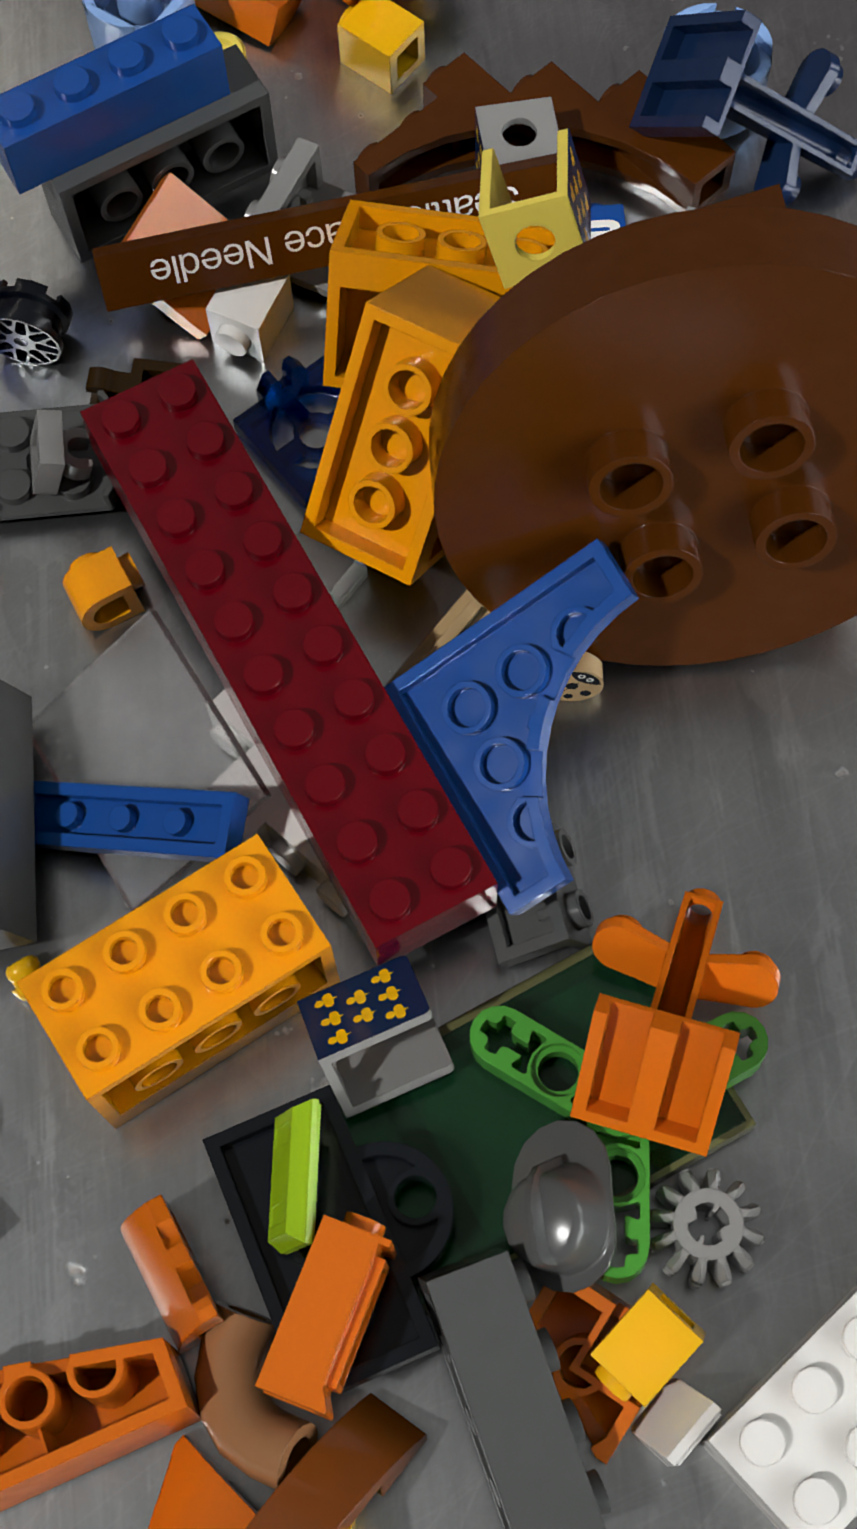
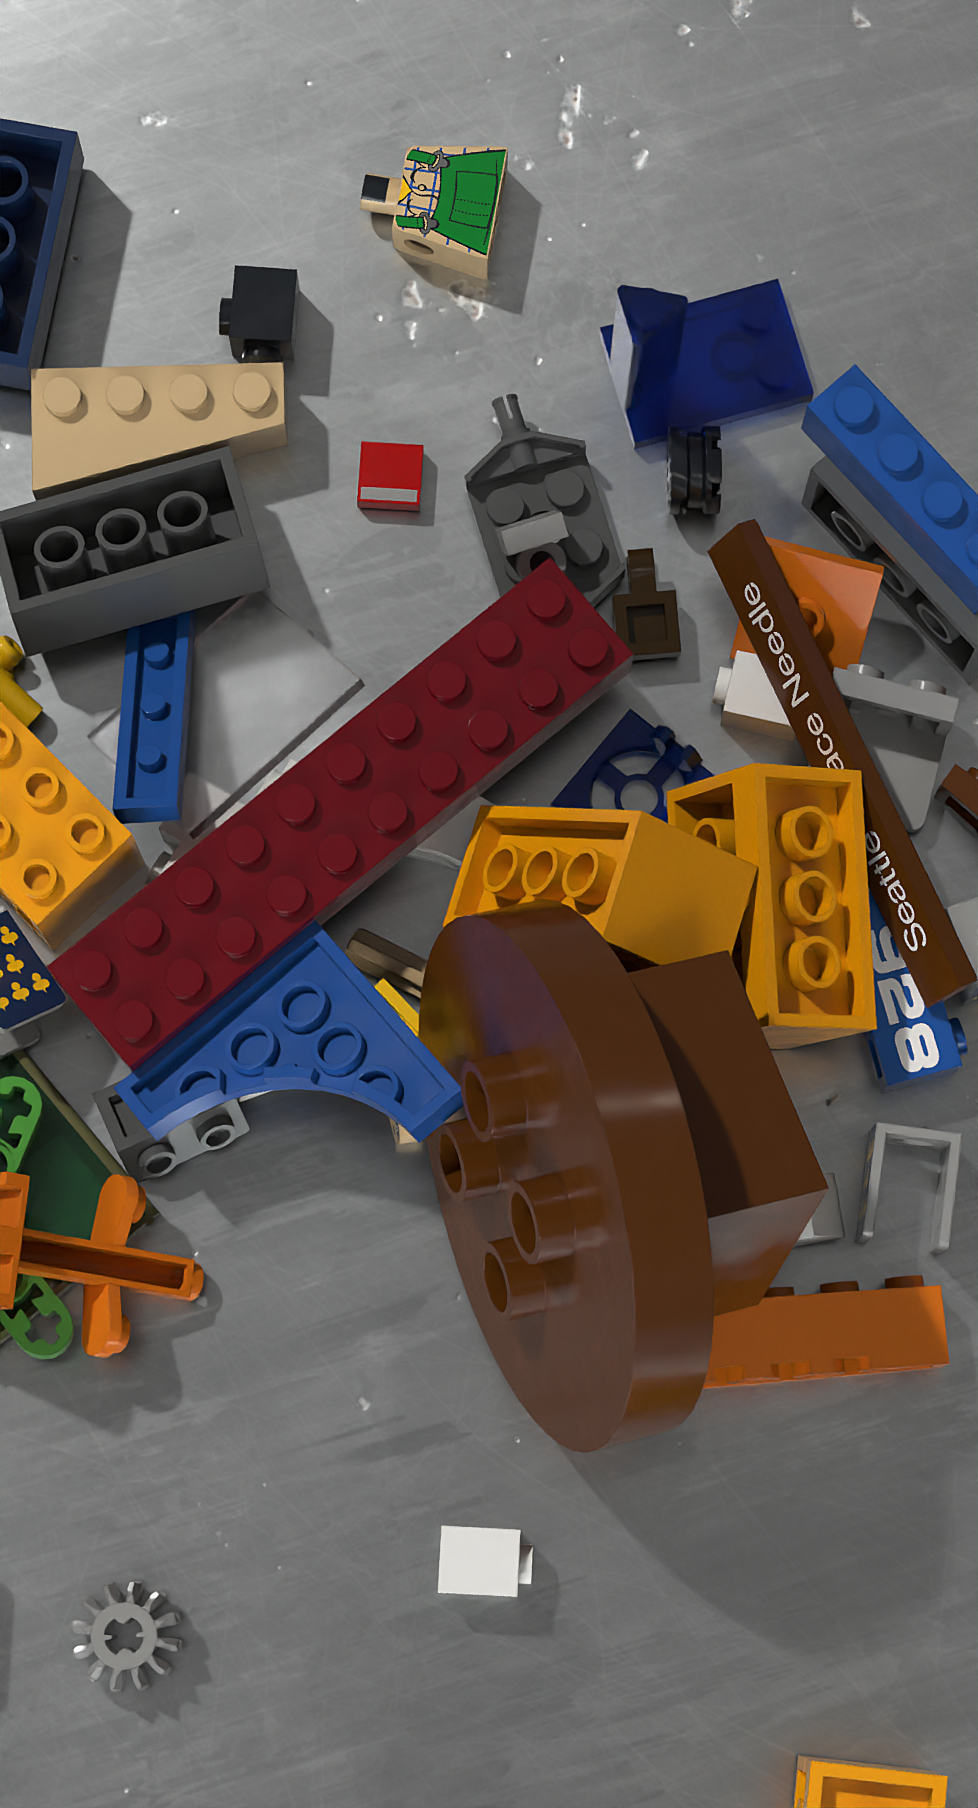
camera: 75 degrees right, 10 degrees up
(103, 589) = (409, 625): light orange plate -> none
(561, 212) = (771, 988): light yellow piece -> none

